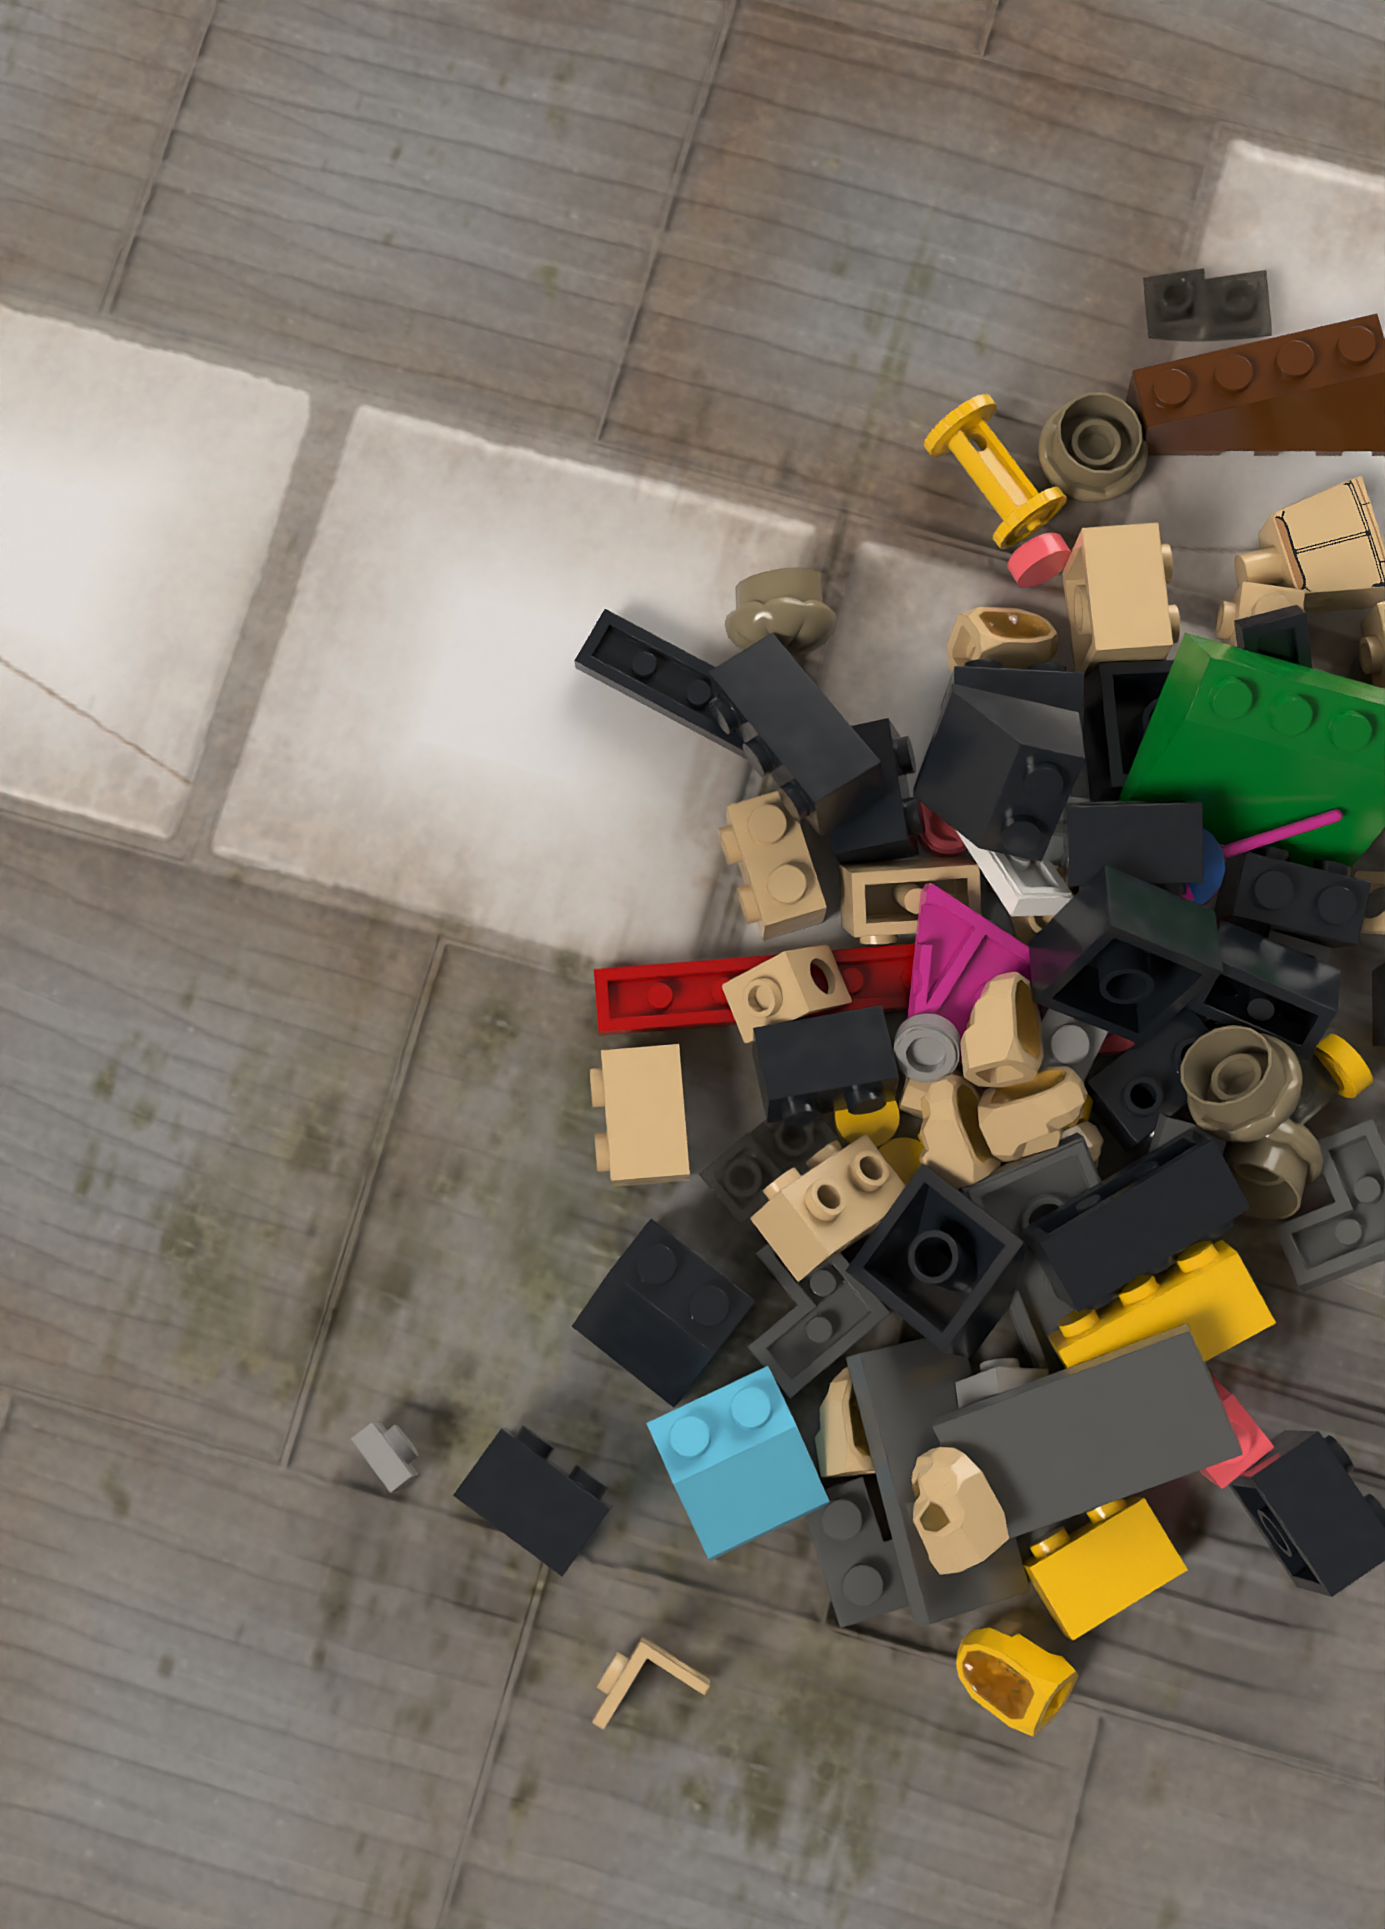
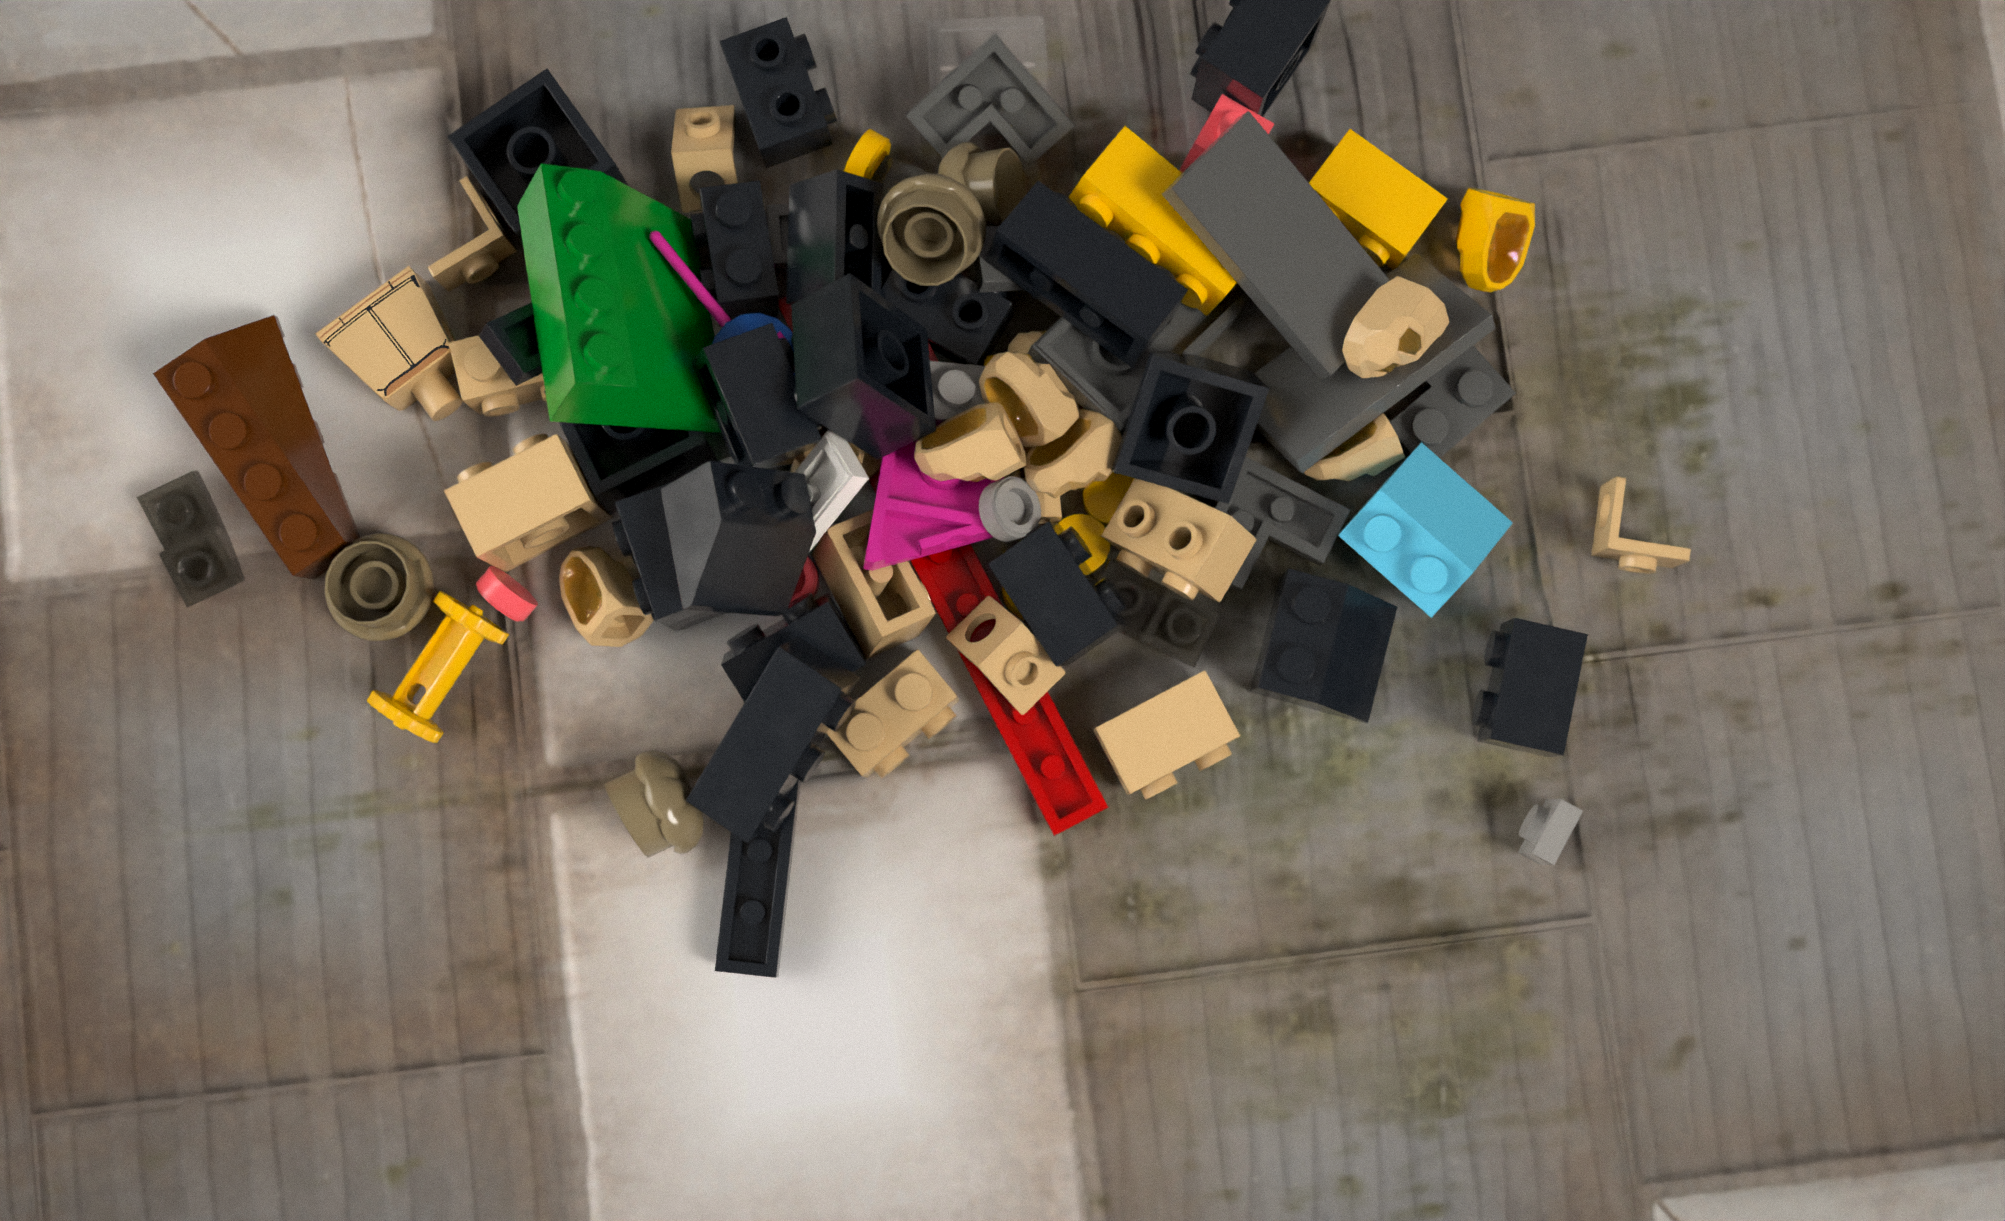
camera: 110 degrees left, 5 degrees up
(995, 1378) = (1263, 339): light grey plate -> none

